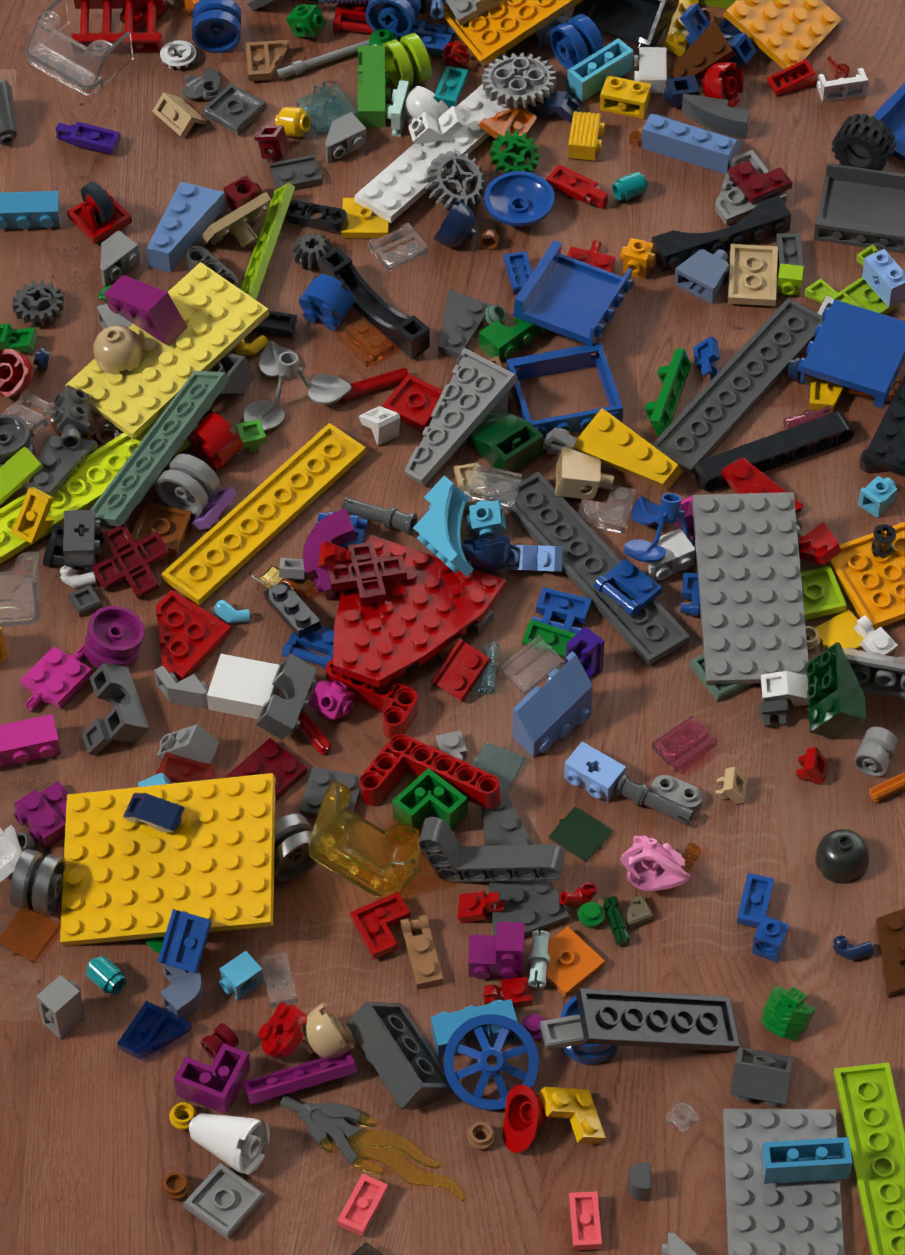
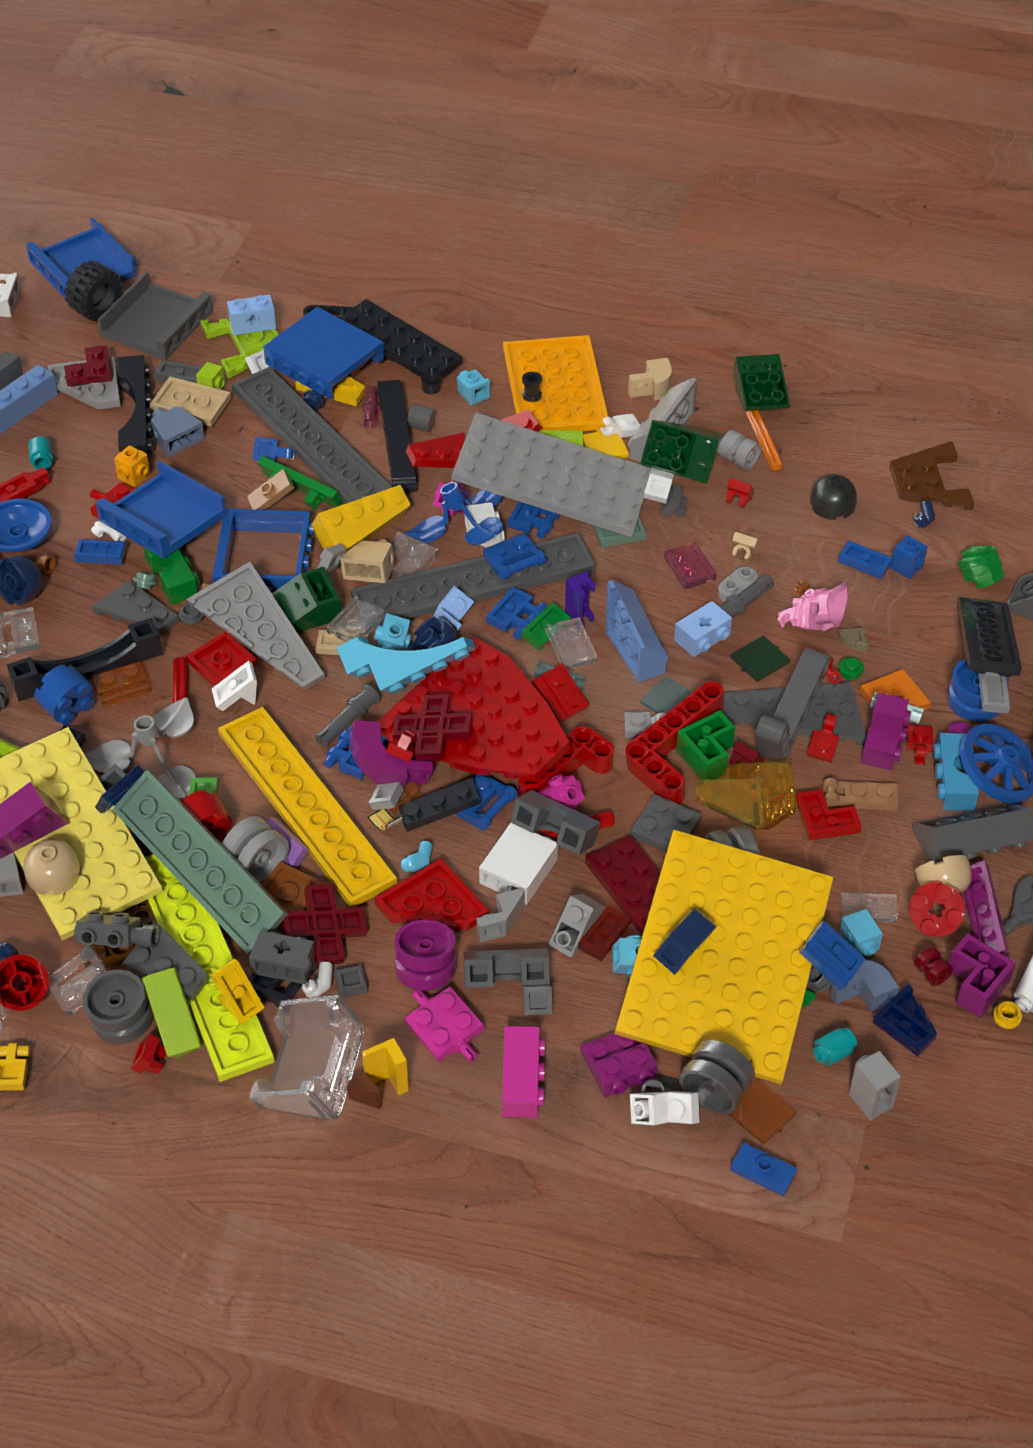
camera: 75 degrees left, 5 degrees down
(204, 364) = (118, 790): none -> clear blue tile
(616, 921) = (863, 653): dark green axle -> none
(644, 372) = (271, 491): none -> medium nougat plate
(806, 465) = (421, 418): none -> dark grey brick

